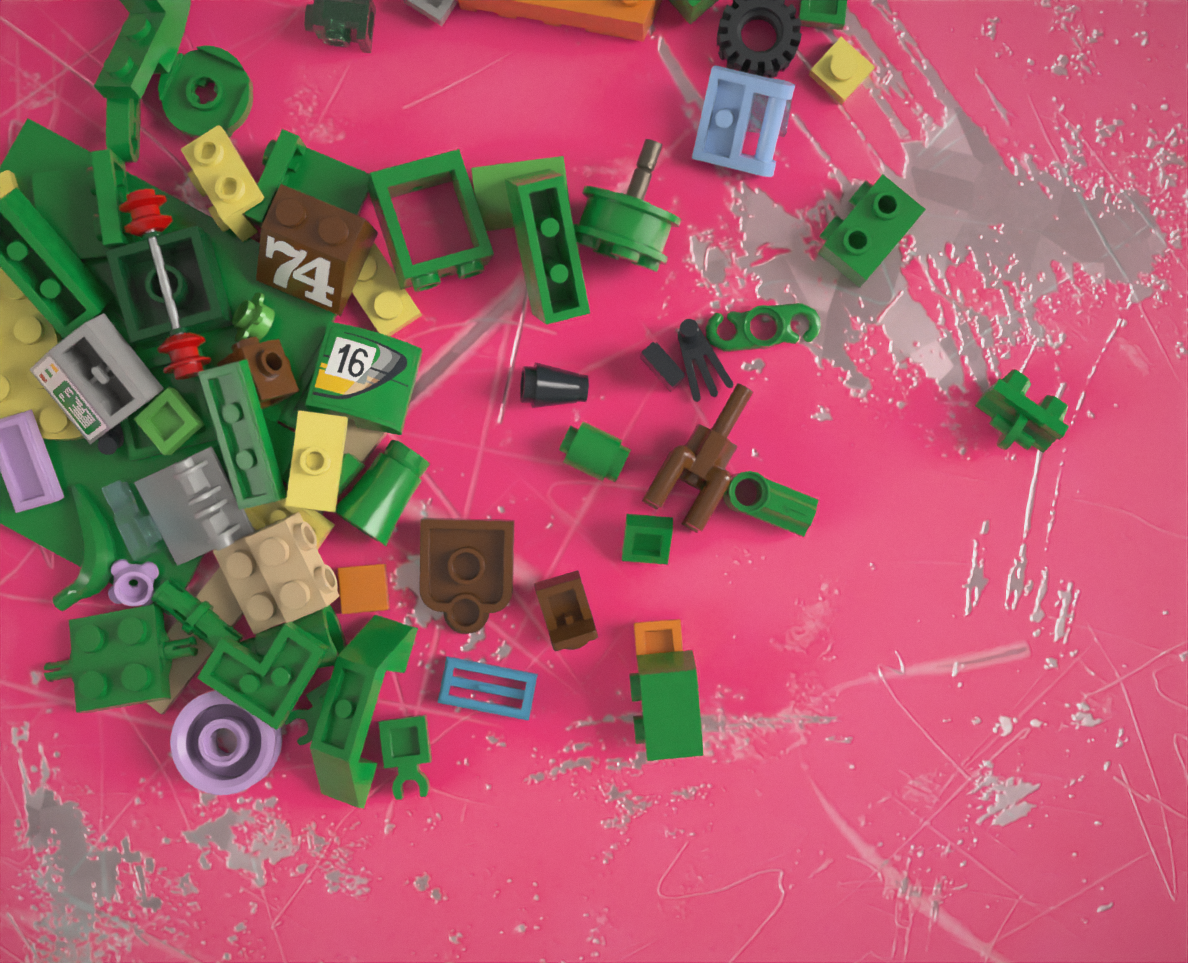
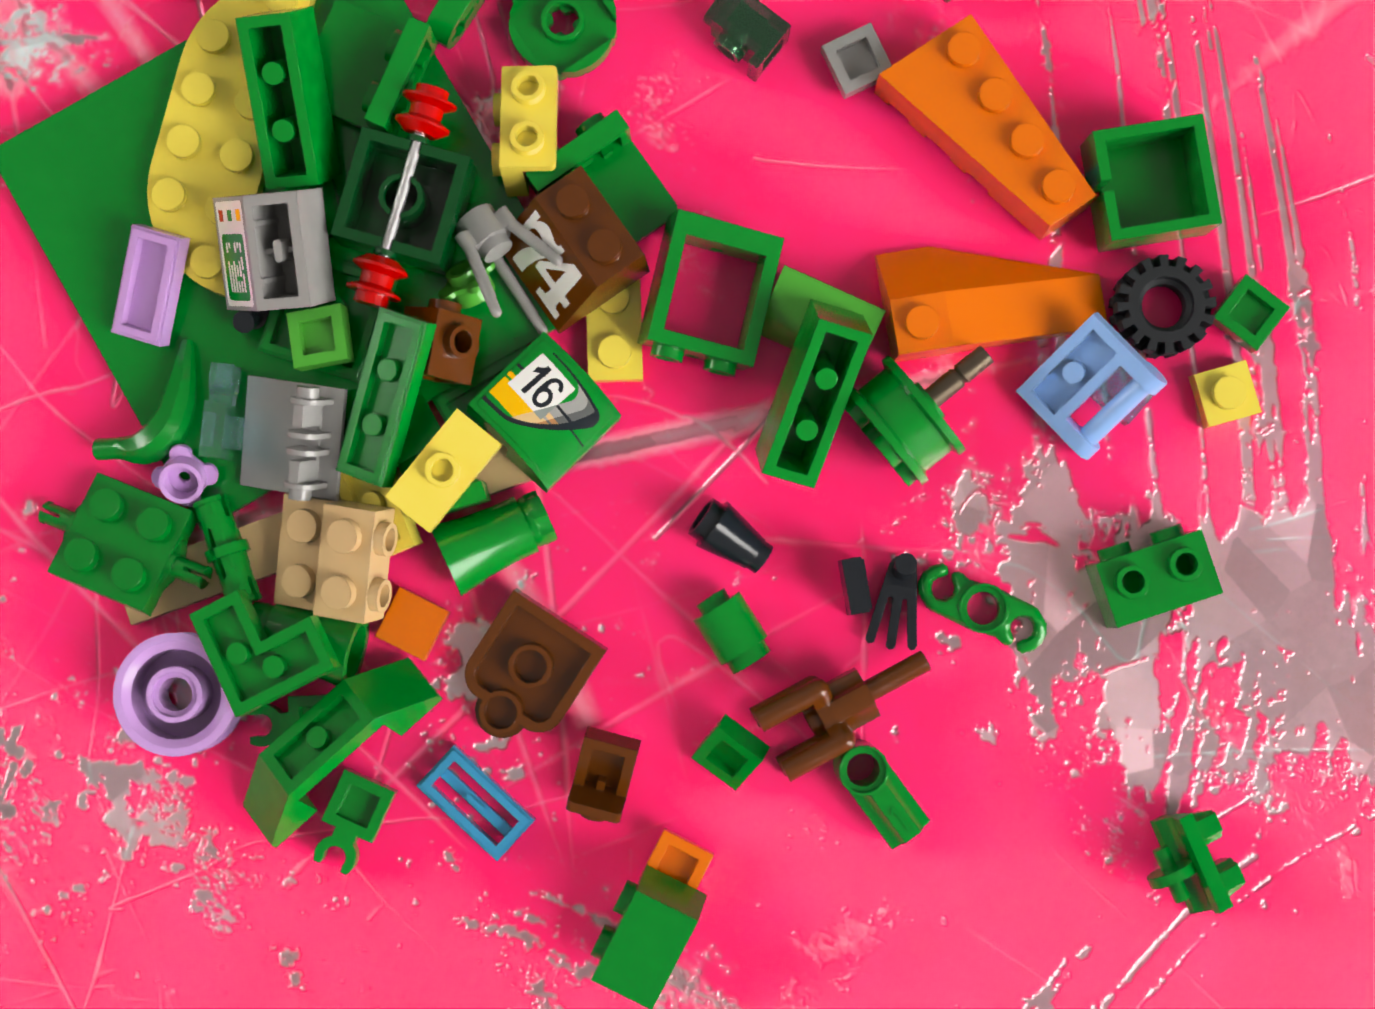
camera: 30 degrees right, 0 degrees up
(244, 276) = (486, 236): none -> light grey plant
(609, 120) = (961, 300): none -> orange wedge

